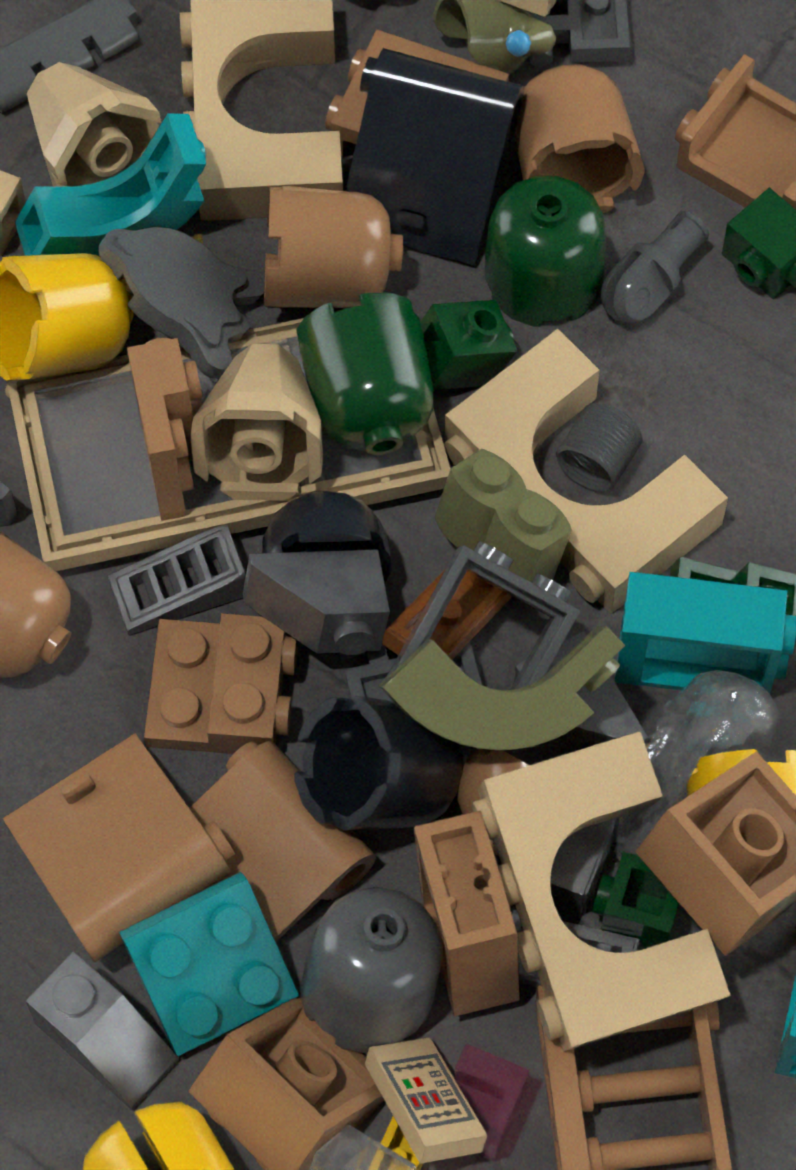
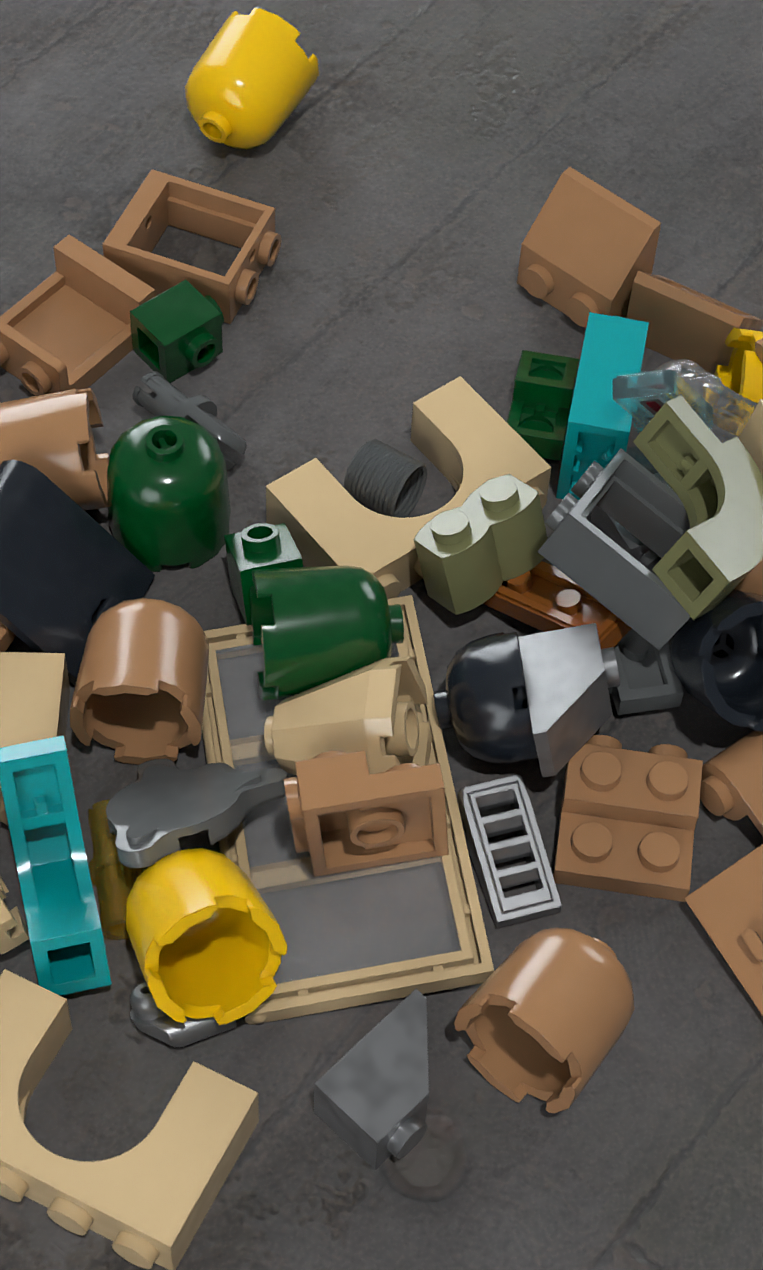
camera: 90 degrees left, 10 degrees down
(654, 656) = (648, 391): none -> clear light blue tile

